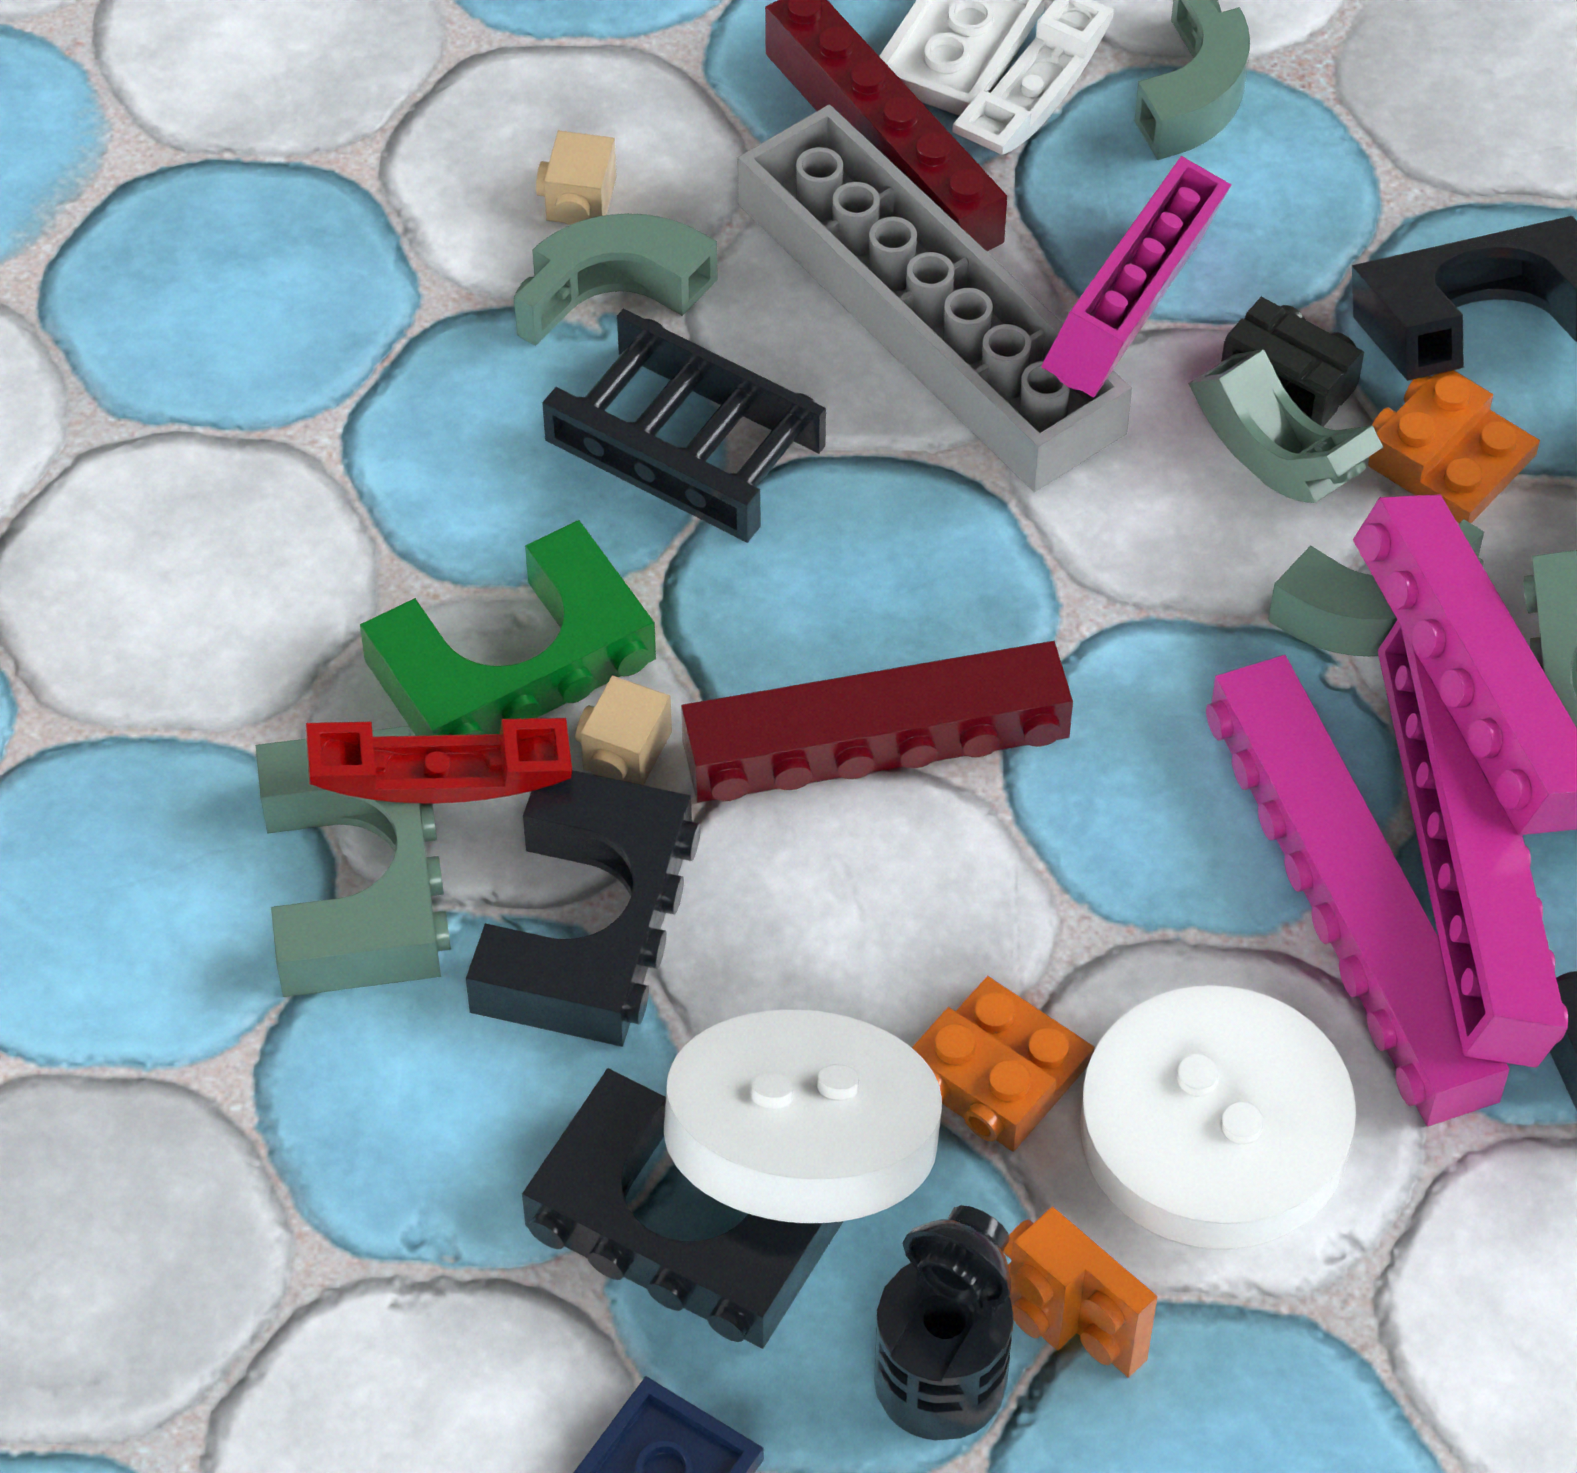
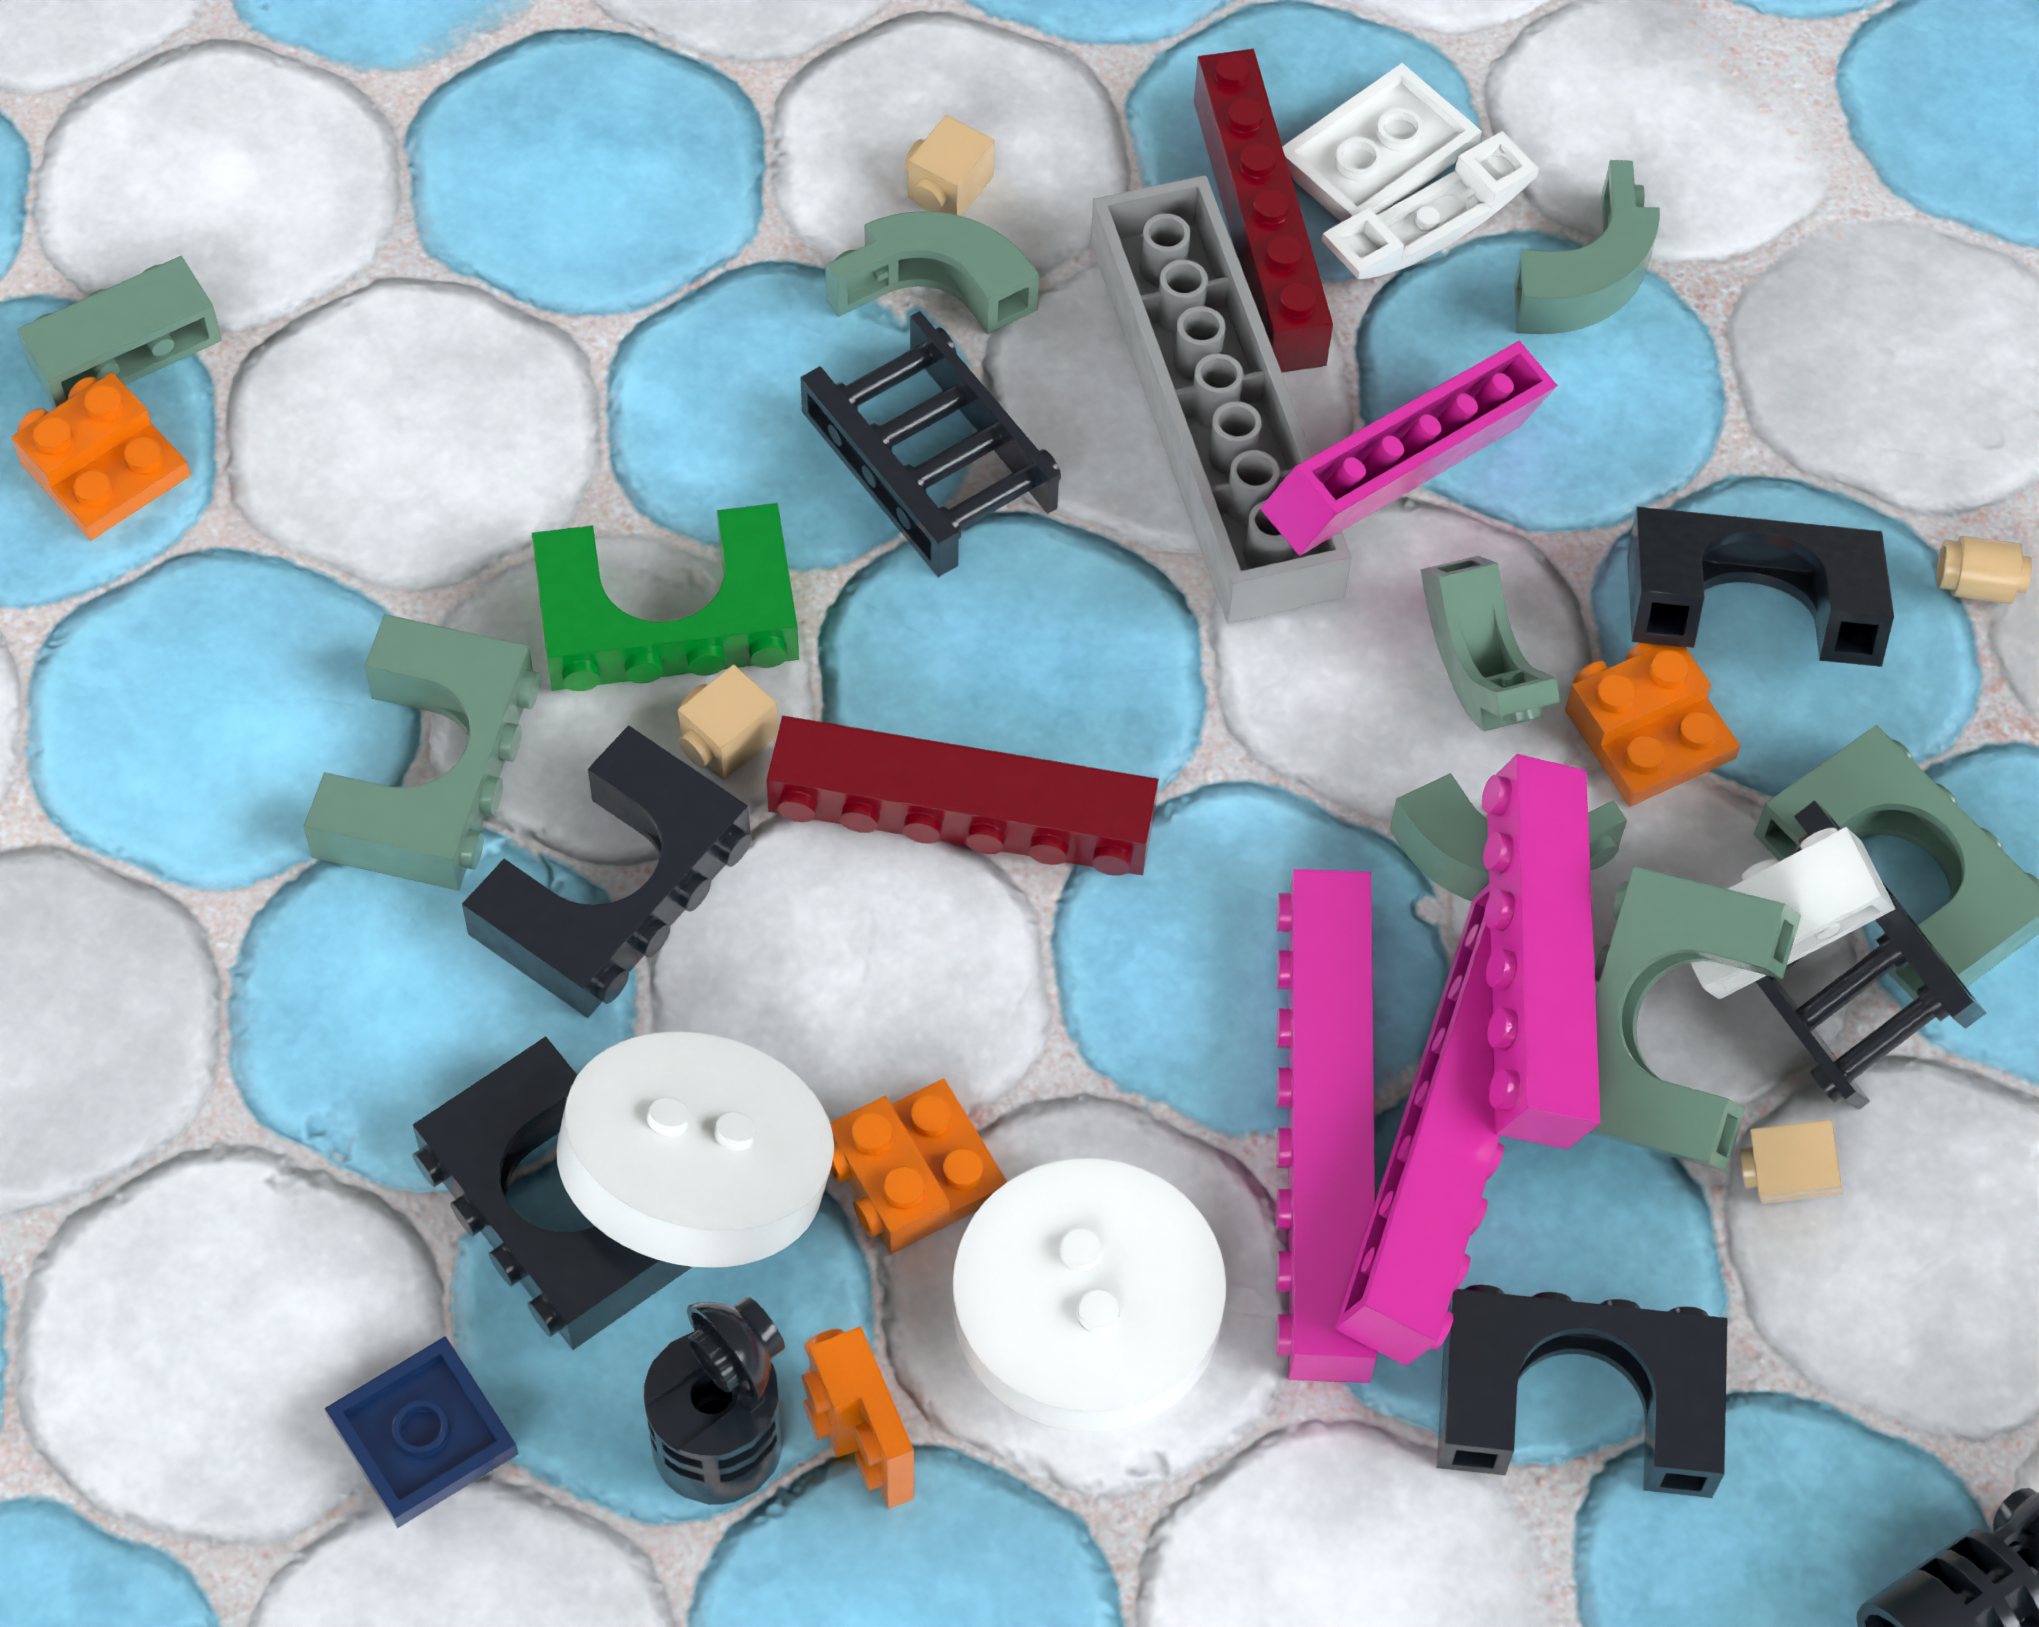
camera: 20 degrees right, 5 degrees up
(438, 767) = (528, 694): red slope -> none
(1312, 364) = (1541, 582): pearl dark grey brick -> none

